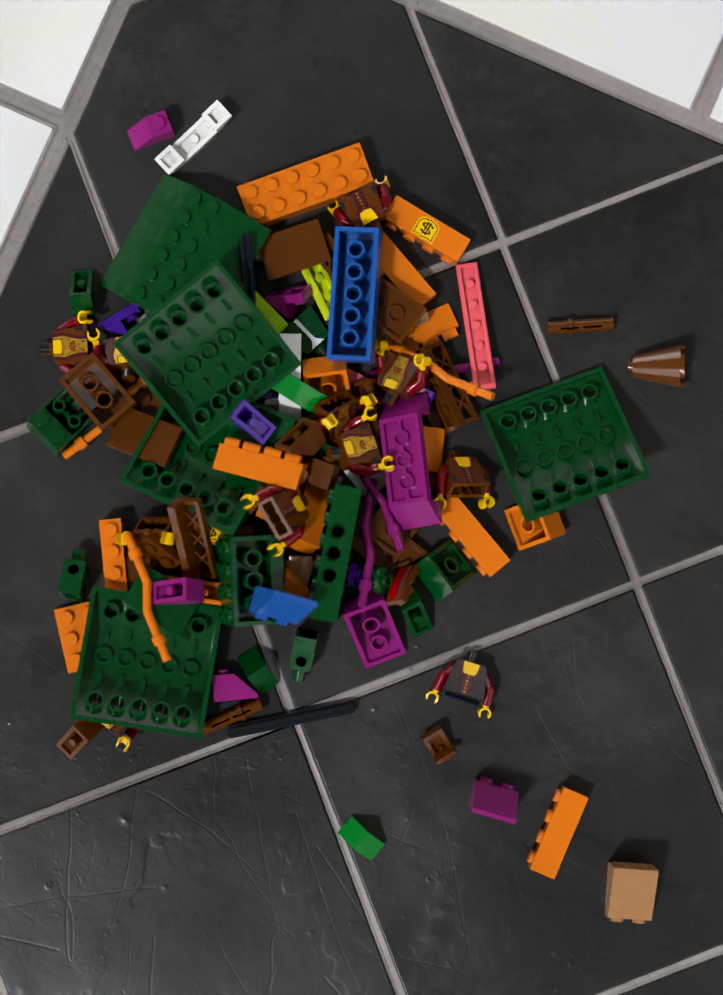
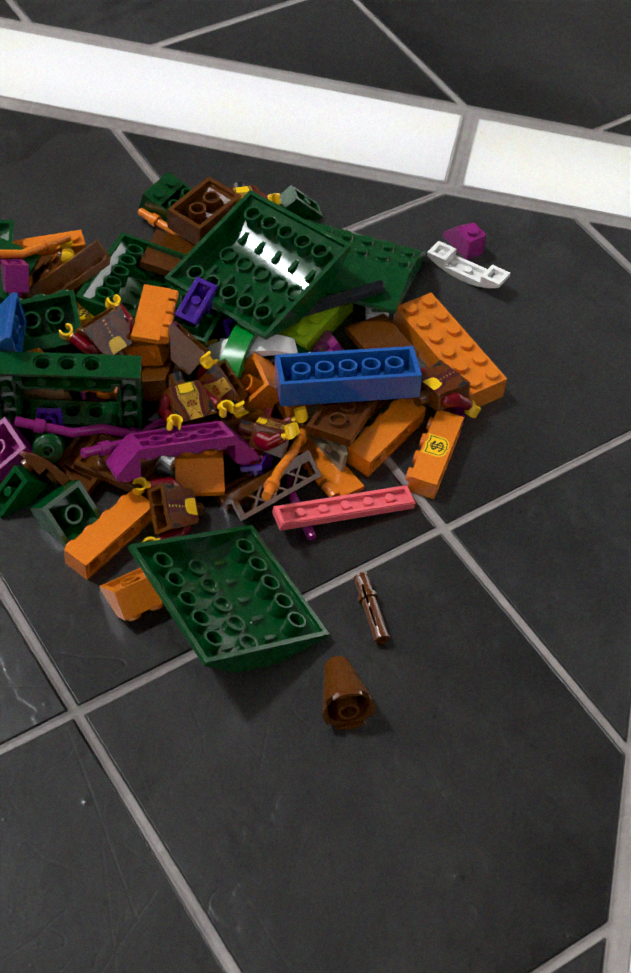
camera: 75 degrees right, 35 degrees down
(74, 585) = (26, 220): dark green torso -> none

